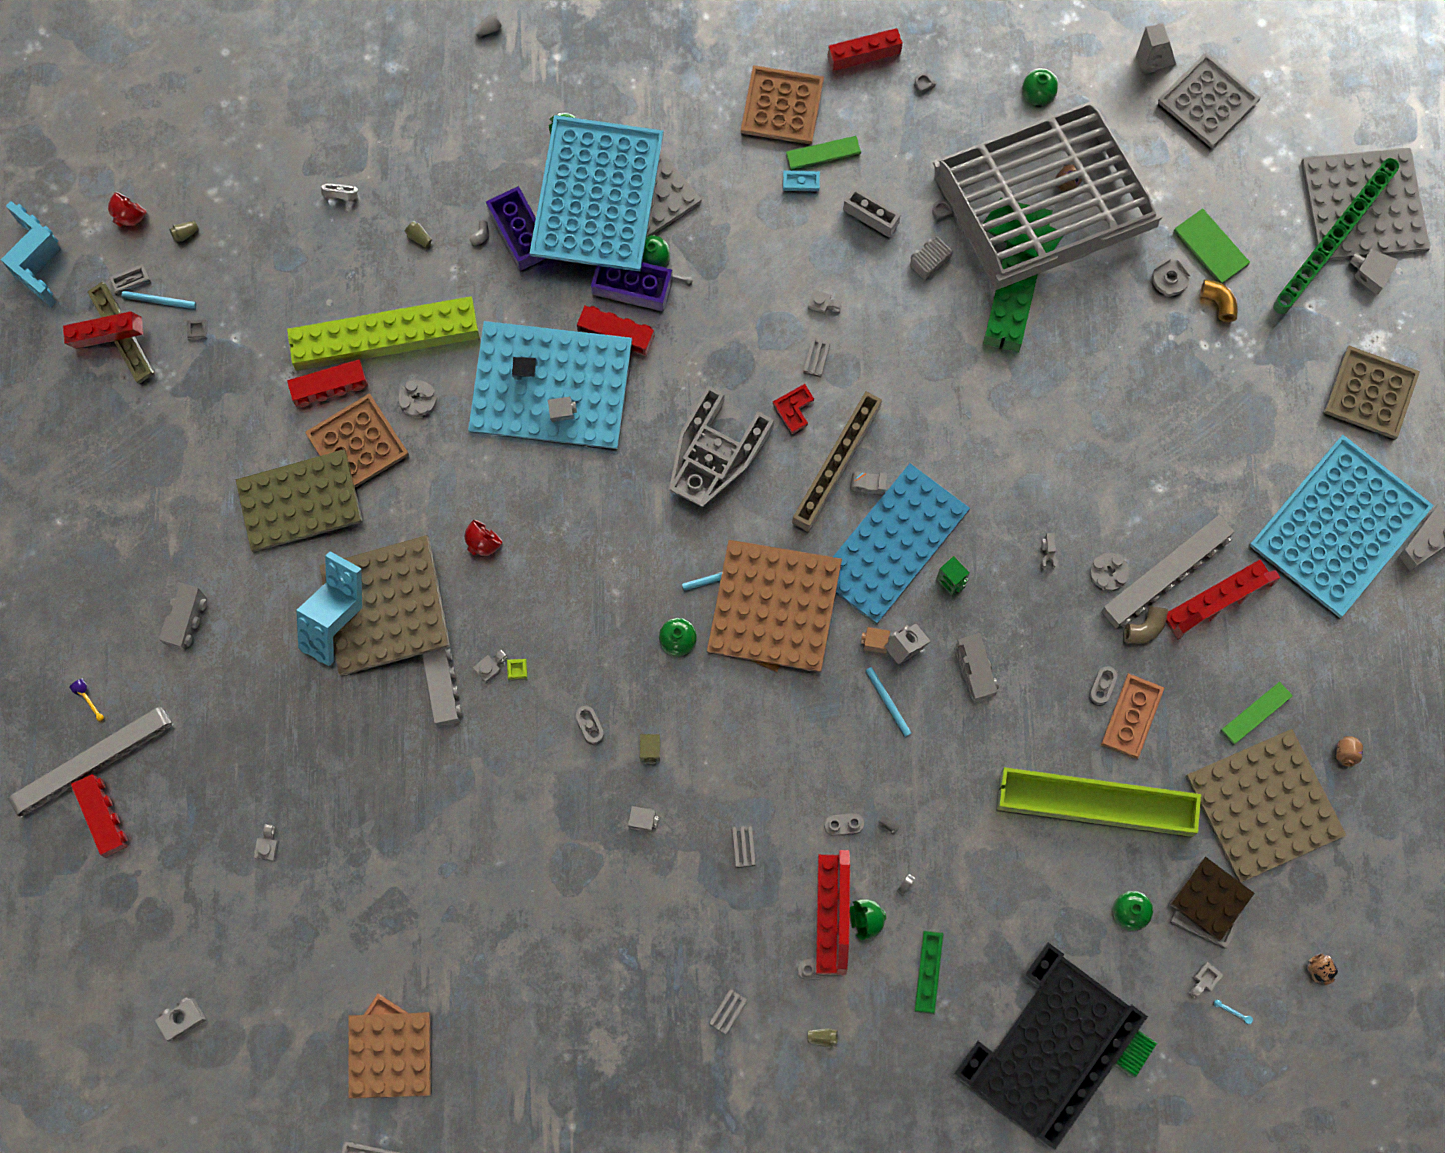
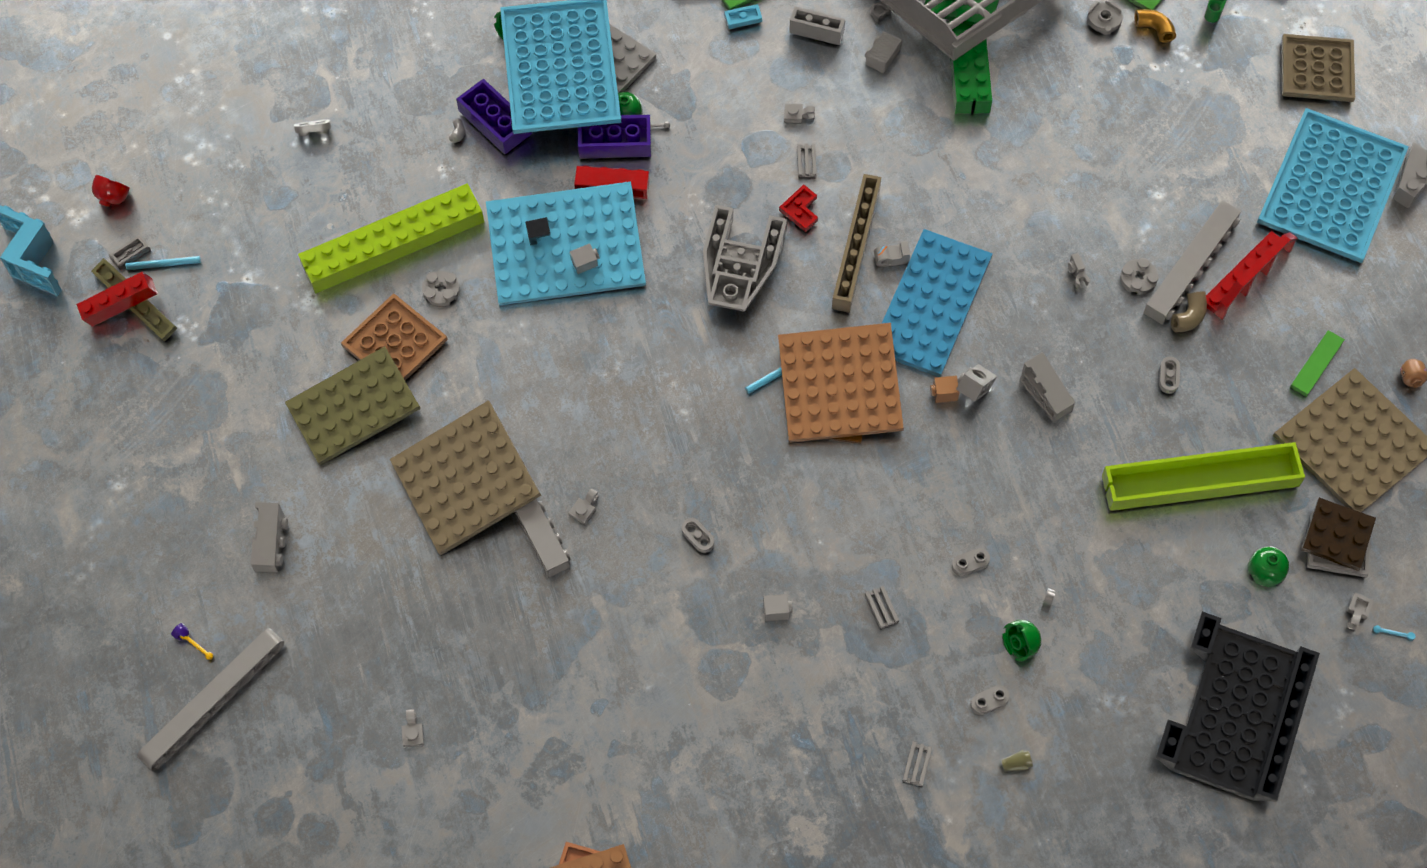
camera: 15 degrees left, 10 degrees down
(99, 816) = (235, 747): red brick -> none
(183, 231) = (170, 196): olive cone -> none
(196, 329) = (208, 280): flat silver tile -> none
(327, 383) = (350, 294): red brick -> none
(329, 608) = (414, 489): medium azure bracket -> none
(418, 234) = (398, 145): olive cone -> none
(481, 540) = (541, 395): red cylinder -> none
(517, 669) = (611, 504): lime tile -> none
(649, 748) = (763, 540): olive brick -> none
(677, 637) = (757, 435): green cylinder -> none
(827, 914) = (983, 645): red plate -> none
(888, 702) = (974, 441): medium azure bar -> none
(888, 824) = (1013, 549): flat silver tile -> none
(928, 972) = (1097, 675): green tile -> none
(953, 576) = (998, 313): green brick -> none
(1132, 716) = (1205, 396): nougat tile -> none
(1136, 1054) = (1319, 695): green brick -> none

